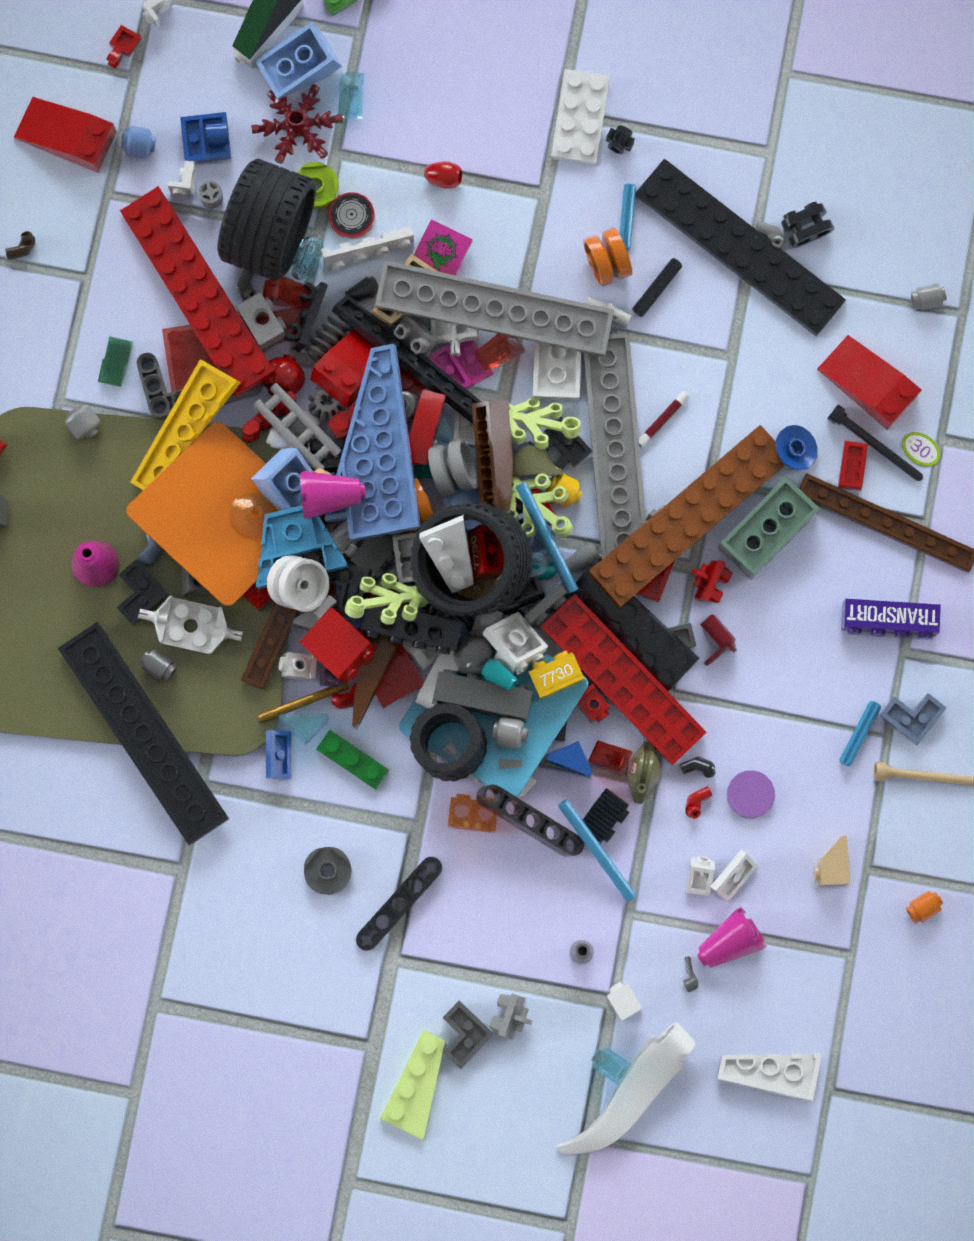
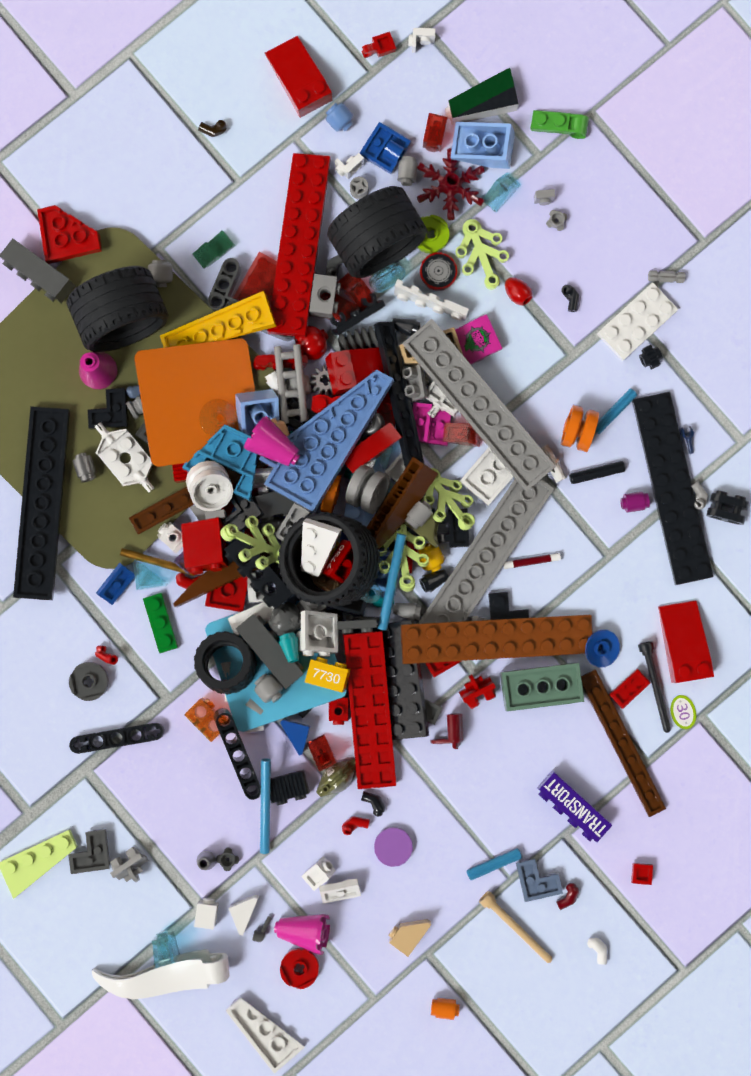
camera: 40 degrees right, 5 degrees up
(74, 483) = (117, 308): none -> black tyre
(163, 567) = (135, 407): none -> light grey wheel
(243, 86) = (434, 132): none -> clear red slope
(245, 142) = (407, 170): none -> light grey brick
(325, 834) = (108, 658): none -> red arm
(377, 164) = (480, 250): none -> yellowish green plant
(397, 67) = (544, 197): none -> light grey plate
(424, 74) = (562, 217): none -> light grey plate
(500, 141) = (572, 296): none -> black arm
(521, 453) = (419, 514): none -> light grey brick
(573, 53) = (666, 276): none -> light grey axle
(583, 511) = (433, 580): none -> black cone
(606, 929) = (227, 864): none -> dark grey plate
(658, 972) = (242, 912): none -> white slope
(667, 486) = (500, 607): none -> black plate
(715, 286) = (635, 501): none -> magenta brick
(716, 187) = (688, 437): none -> dark blue hand
(768, 976) = (297, 979): none -> red plate
(958, 707) = (570, 898): none -> dark red arm

